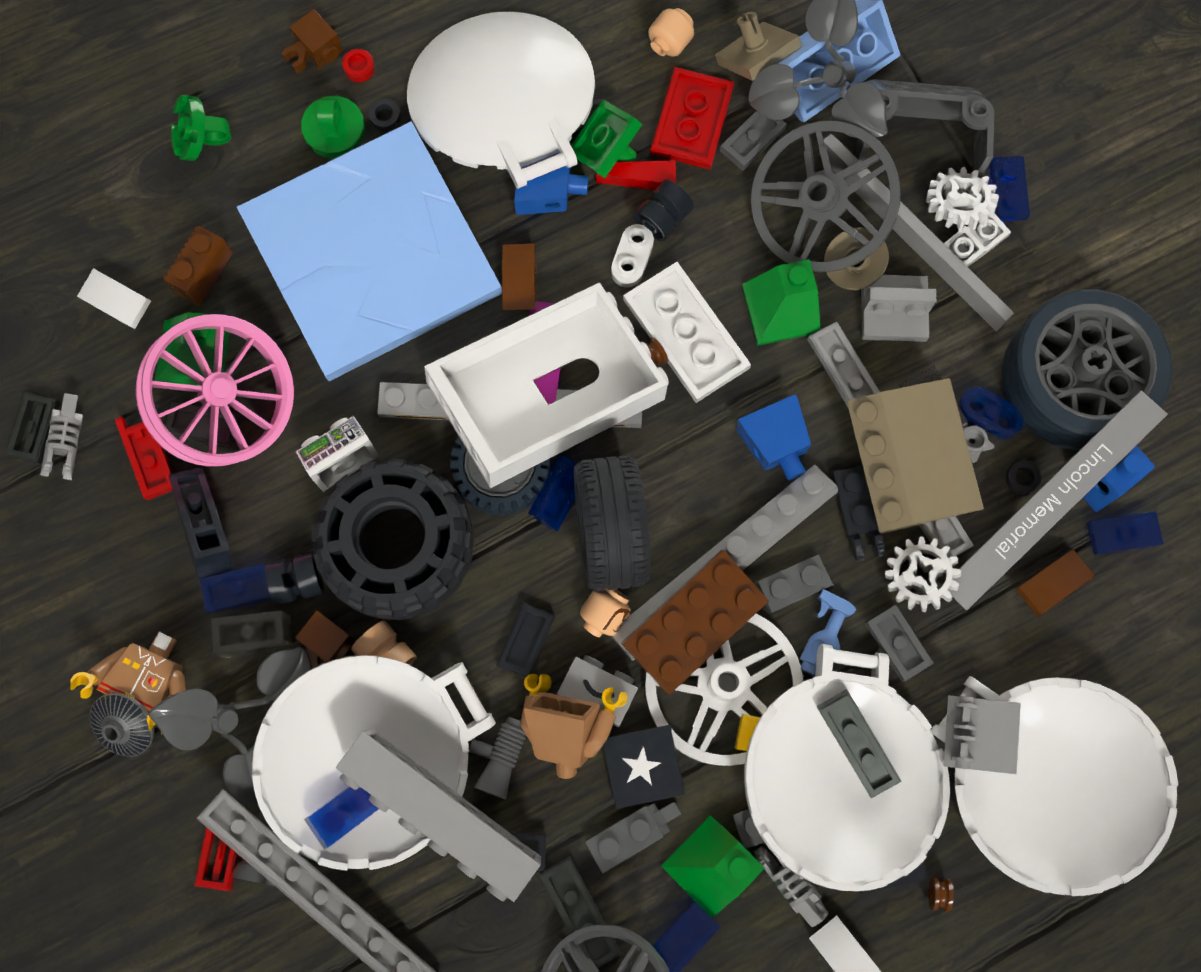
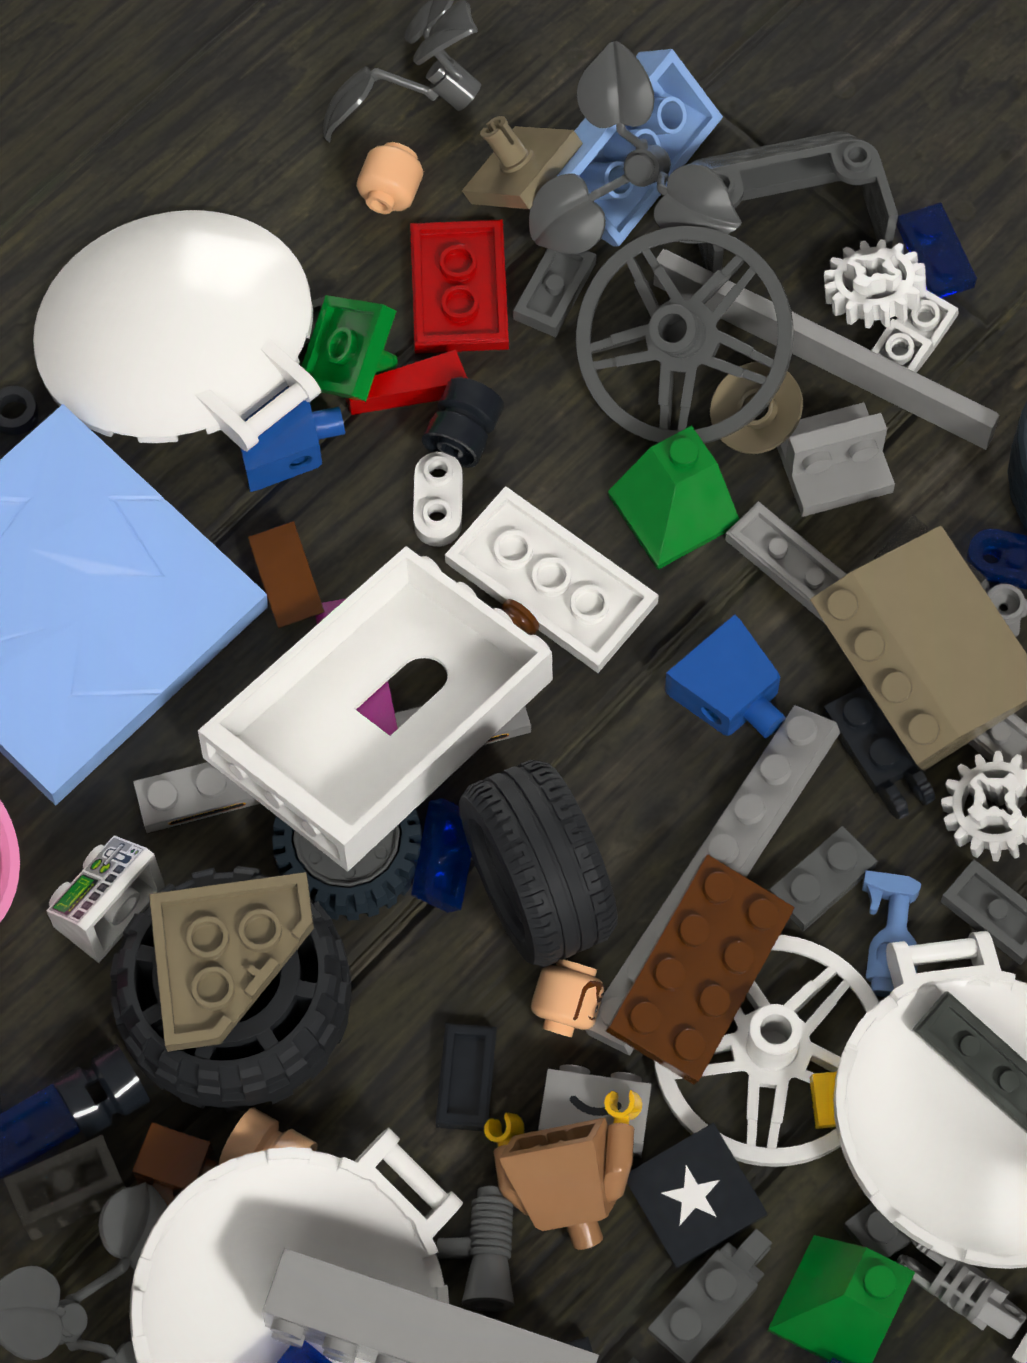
camera: 15 degrees left, 10 degrees down
(388, 520) = (222, 951): none -> dark tan plate

